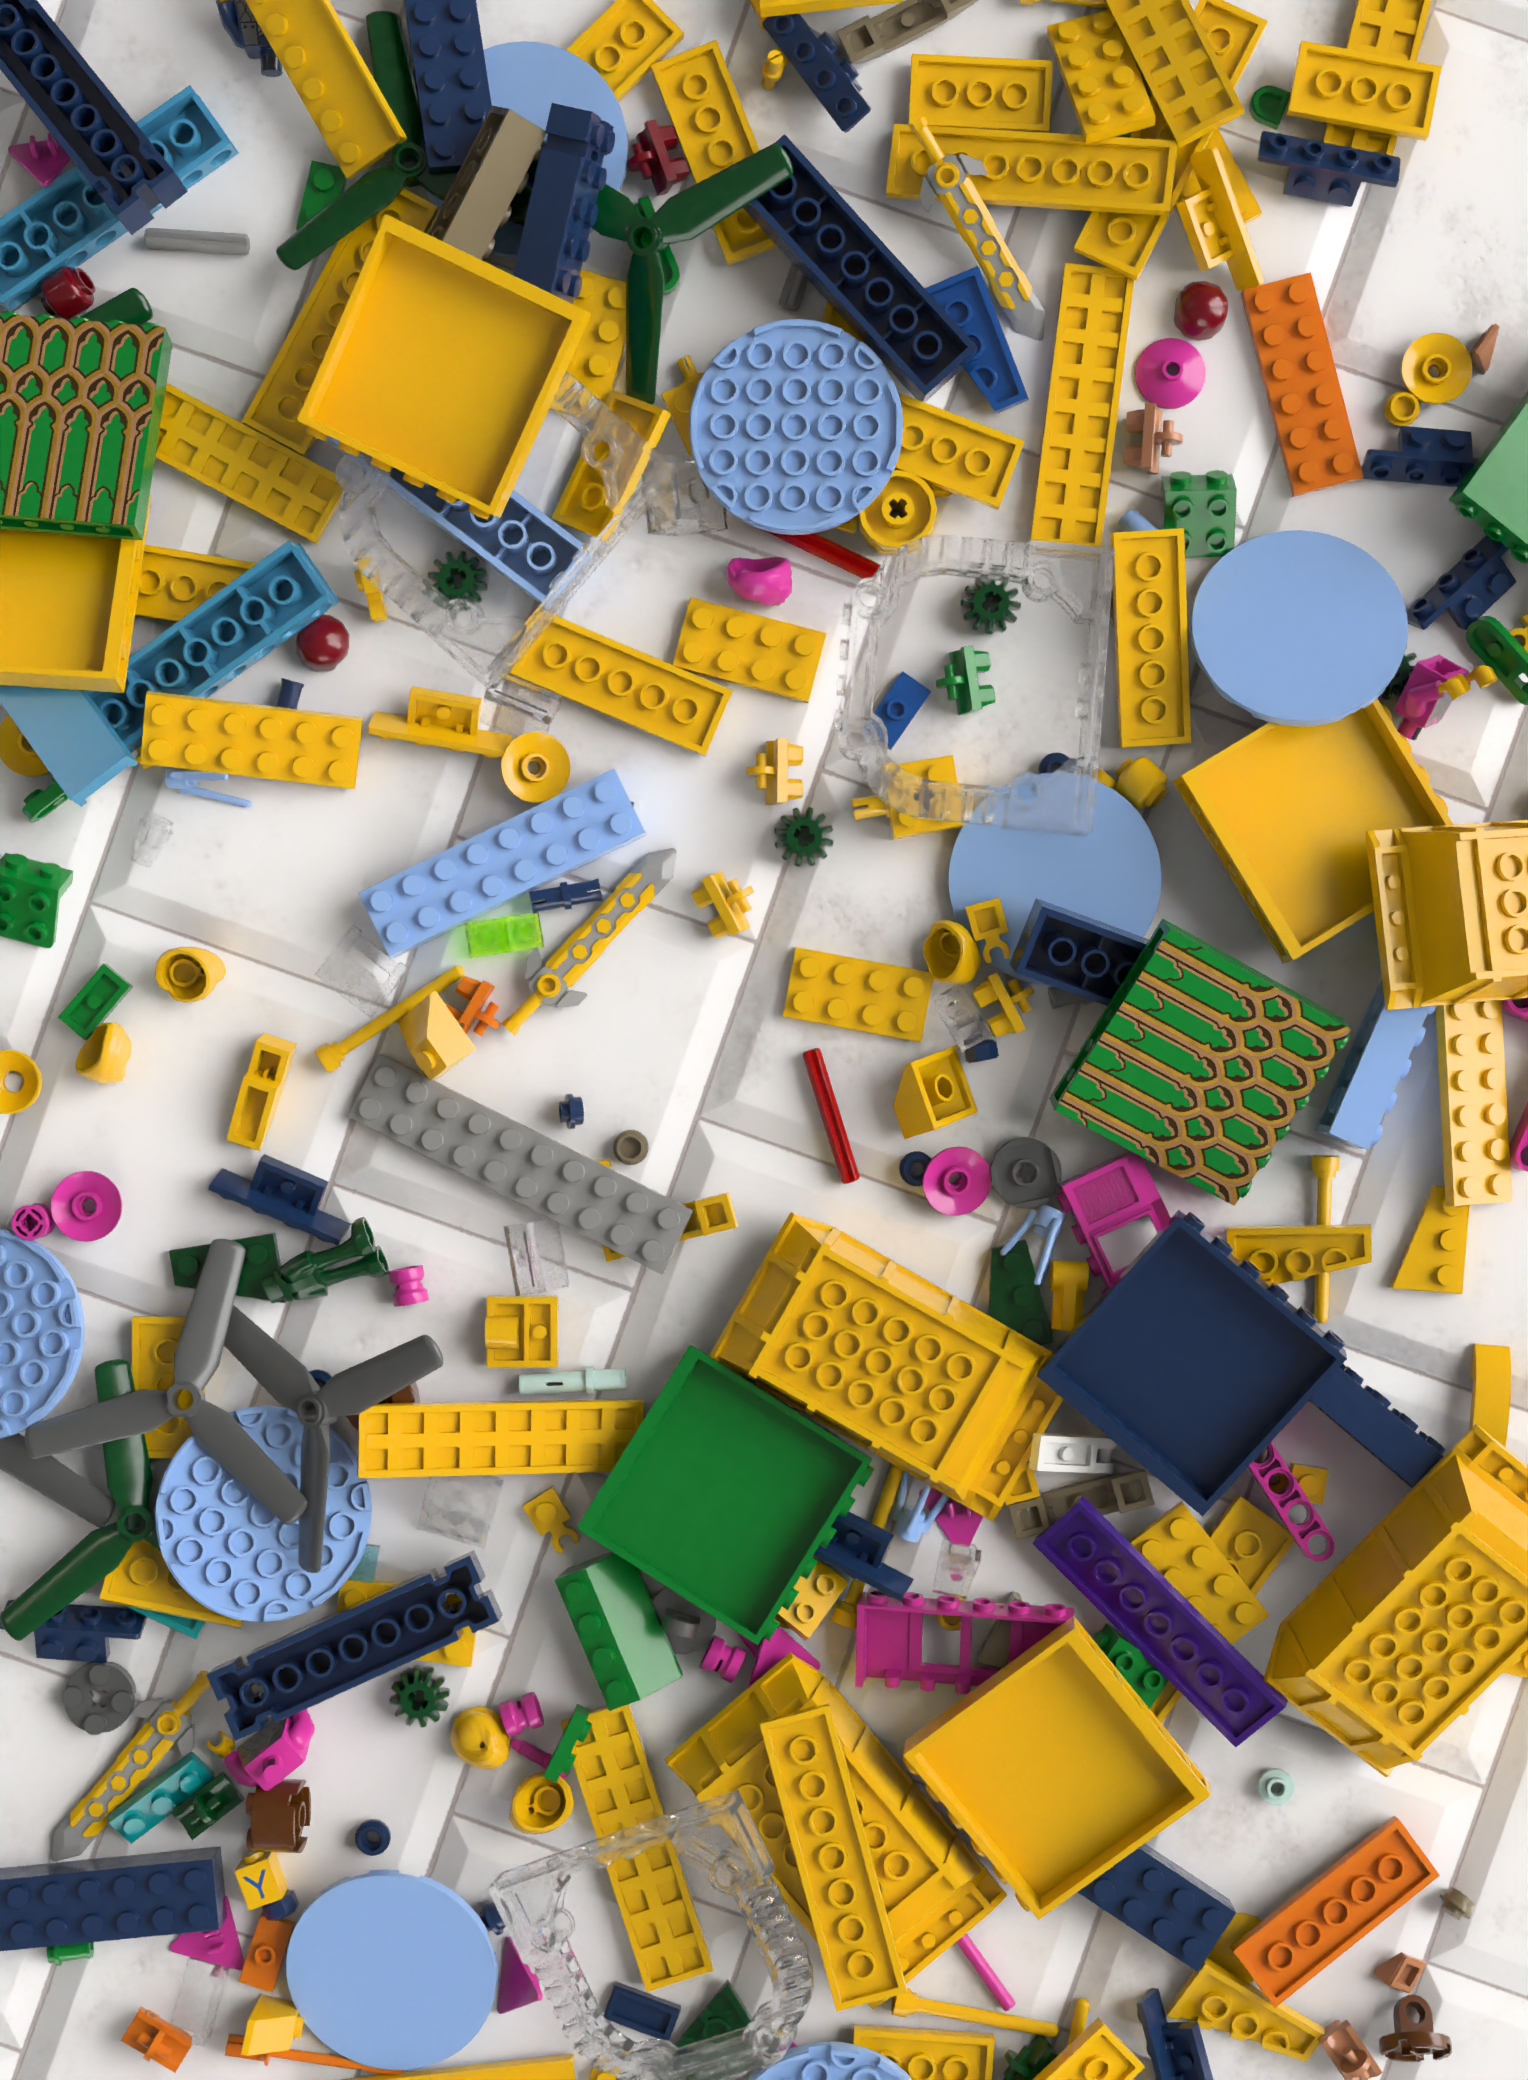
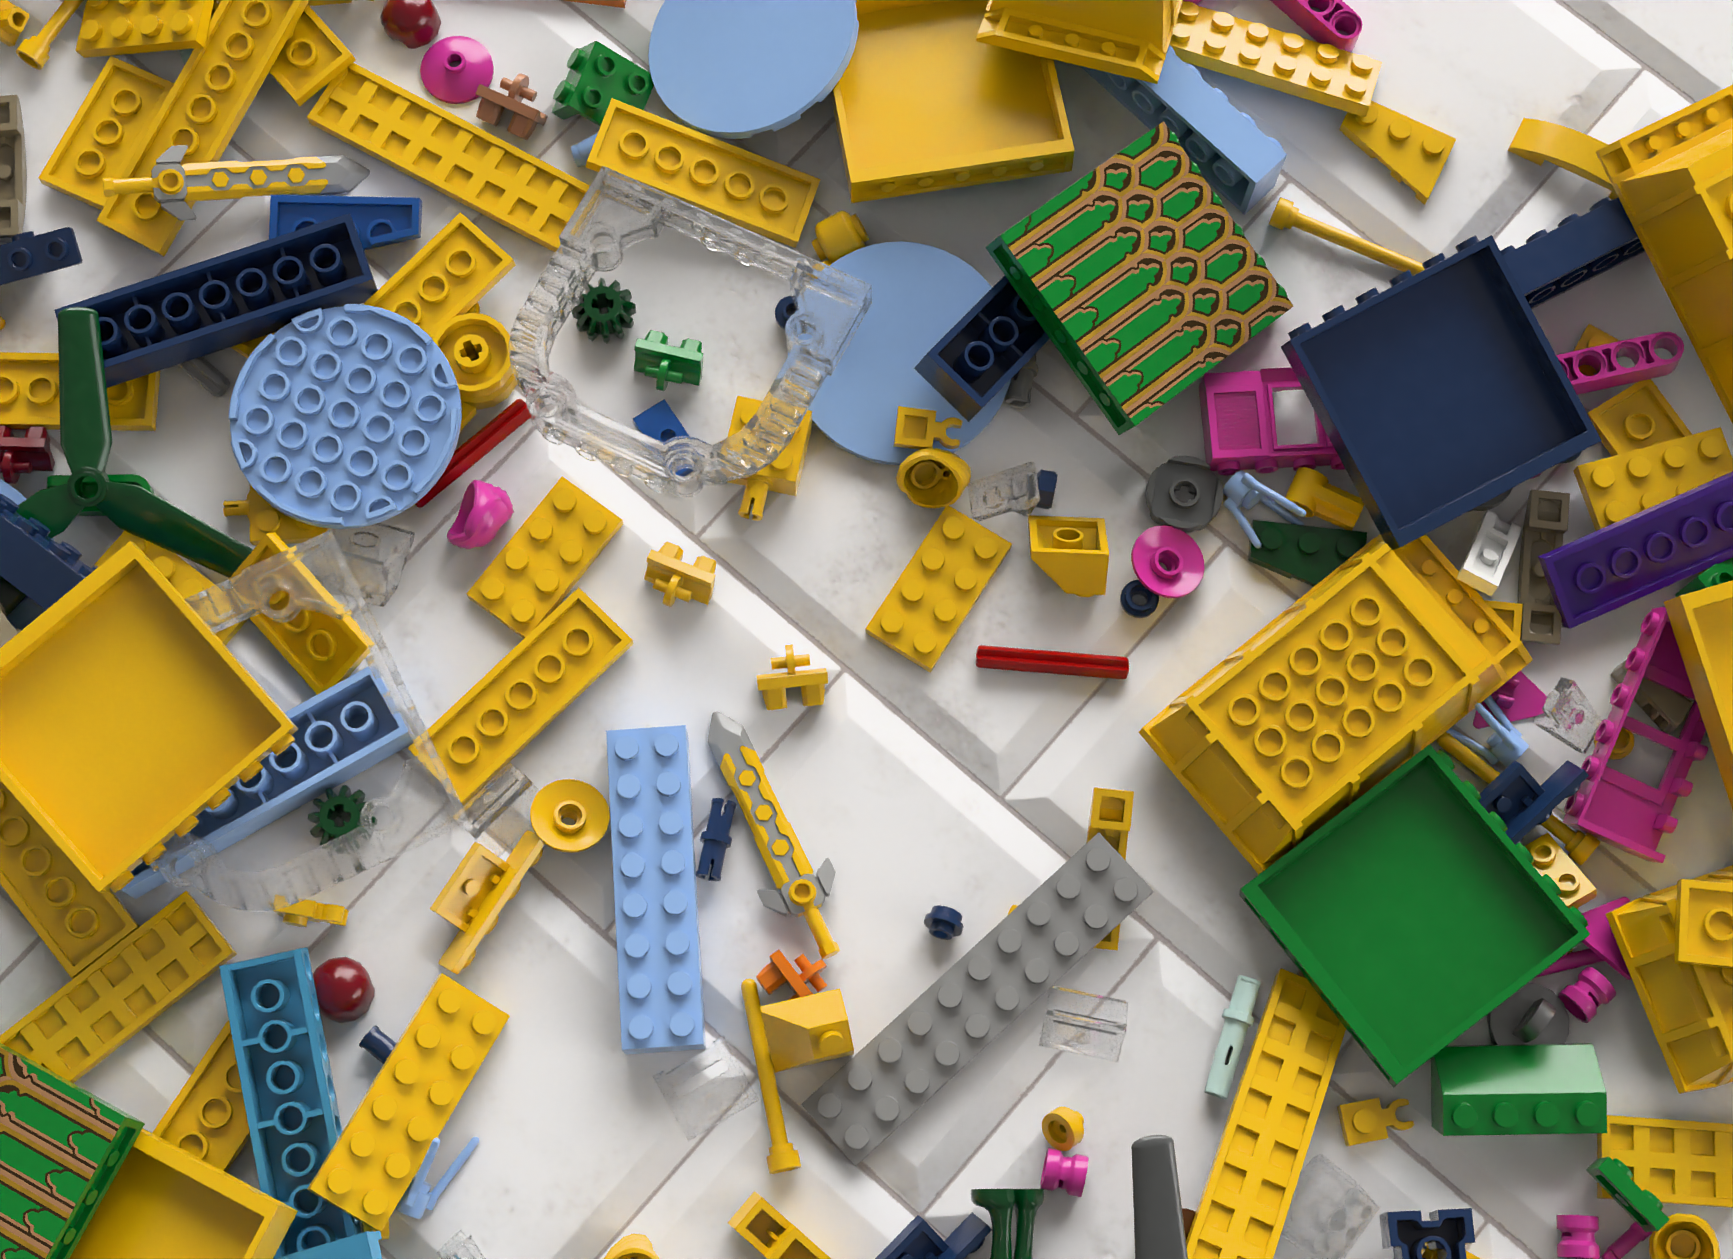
camera: 75 degrees left, 15 degrees down
(443, 1272) = (1063, 1128): none -> yellow tile
(504, 935) = (730, 921): clear neon green slope -> none
(522, 1332) = (1159, 1069): yellow plate -> none
(630, 1147) = (1006, 877): dark tan plate -> none
(814, 831) = (755, 563): dark green gear -> none
(1009, 1019) = (1004, 443): yellow hips -> none
(1300, 1251) = (1362, 253): yellow wing -> none

